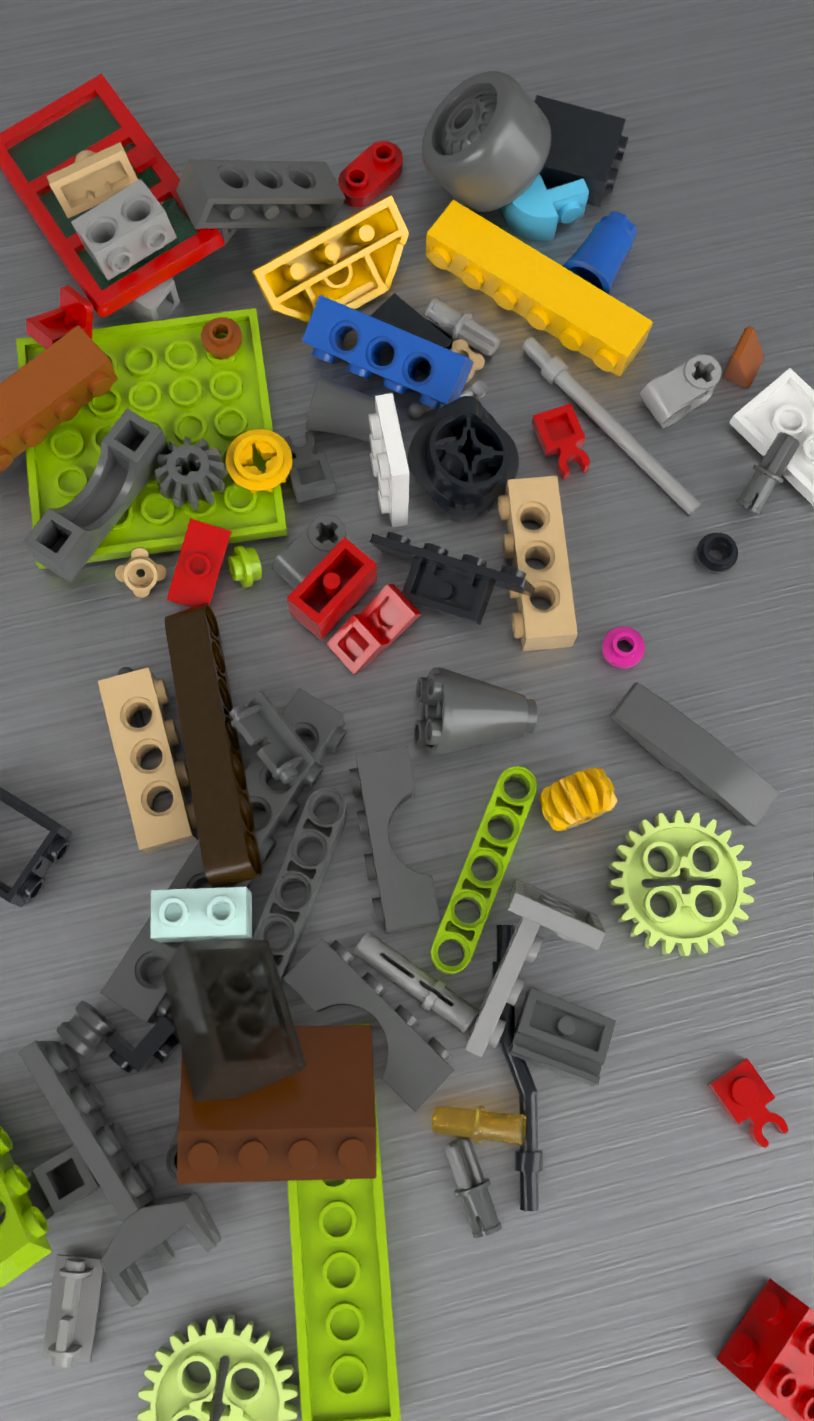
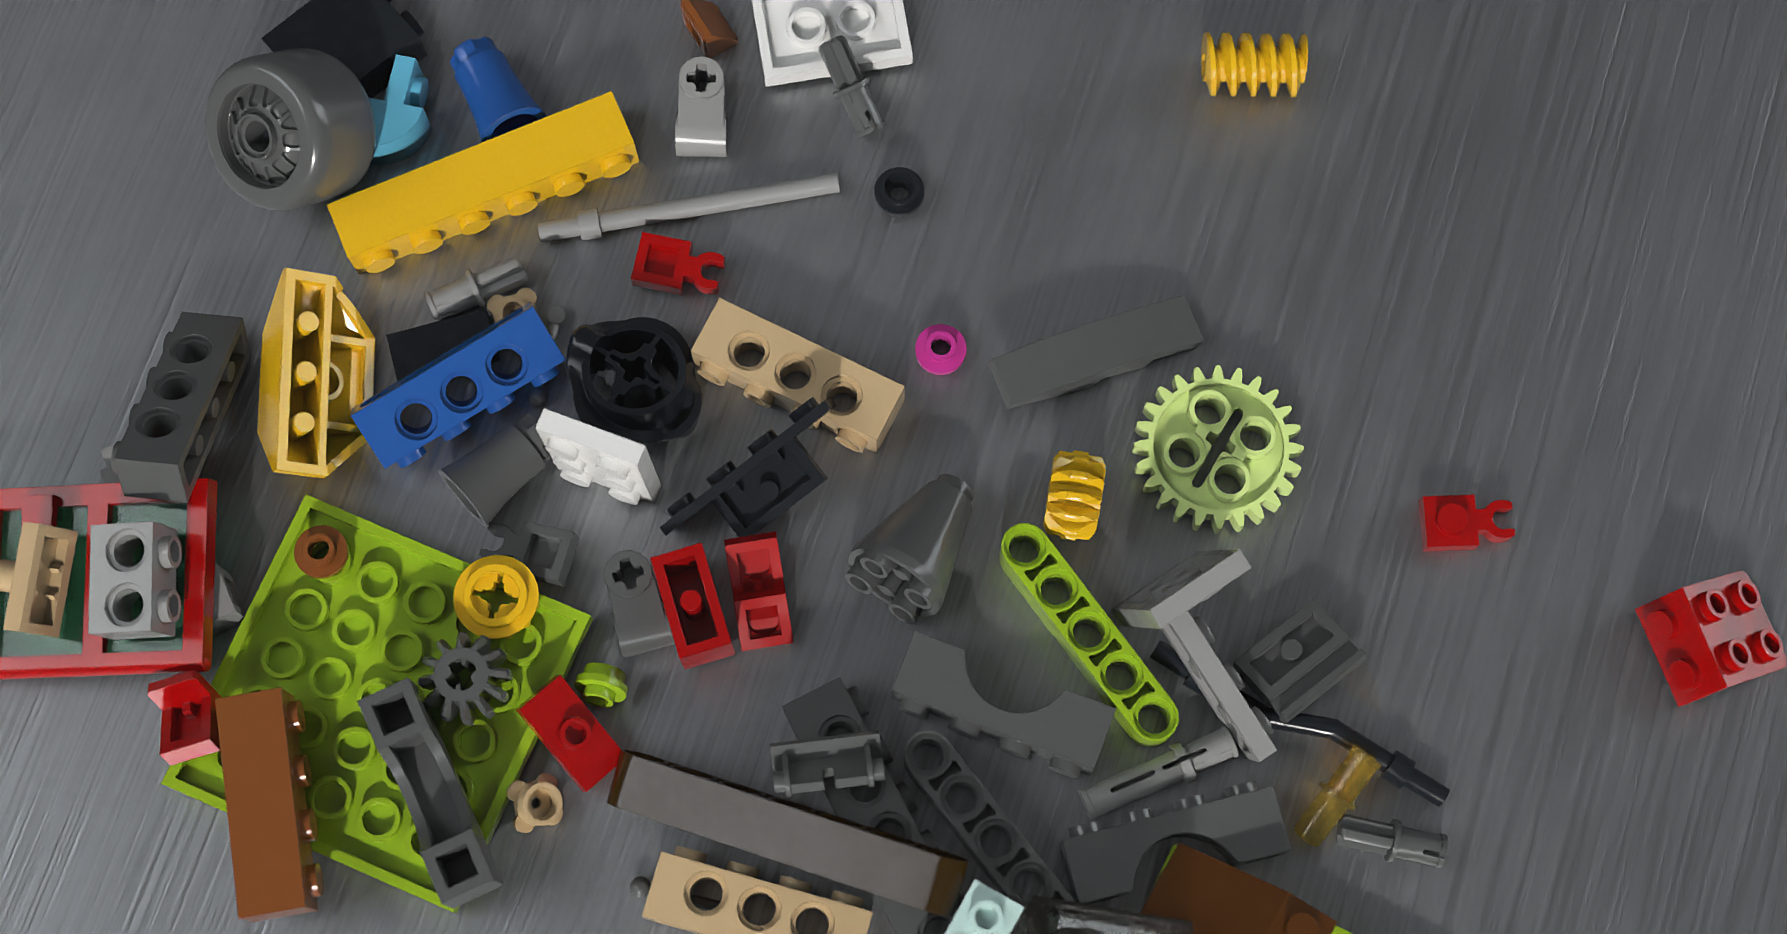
camera: 55 degrees left, 0 degrees up
(373, 171) = (219, 268): red plate -> none

